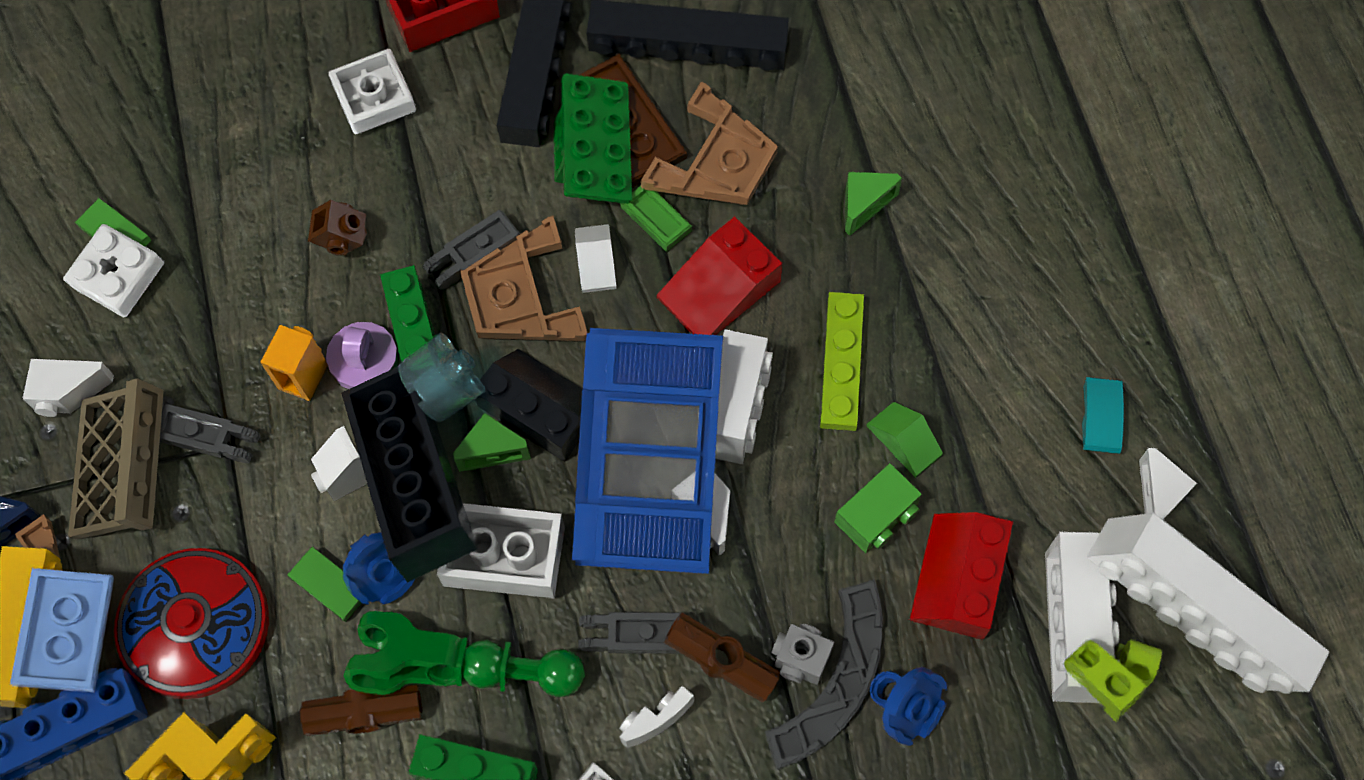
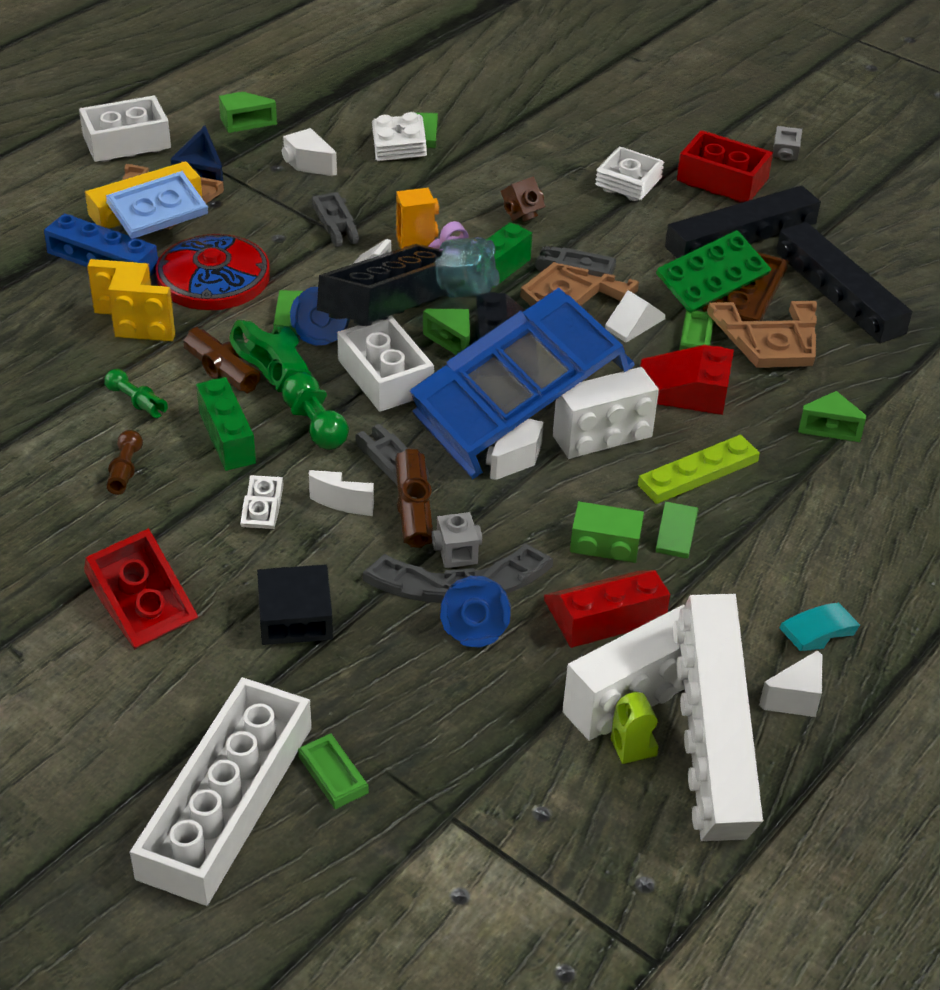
camera: 50 degrees right, 25 degrees down
(134, 461) = (287, 190): dark tan fence -> none
(1104, 678) = (588, 673): lime leg -> none

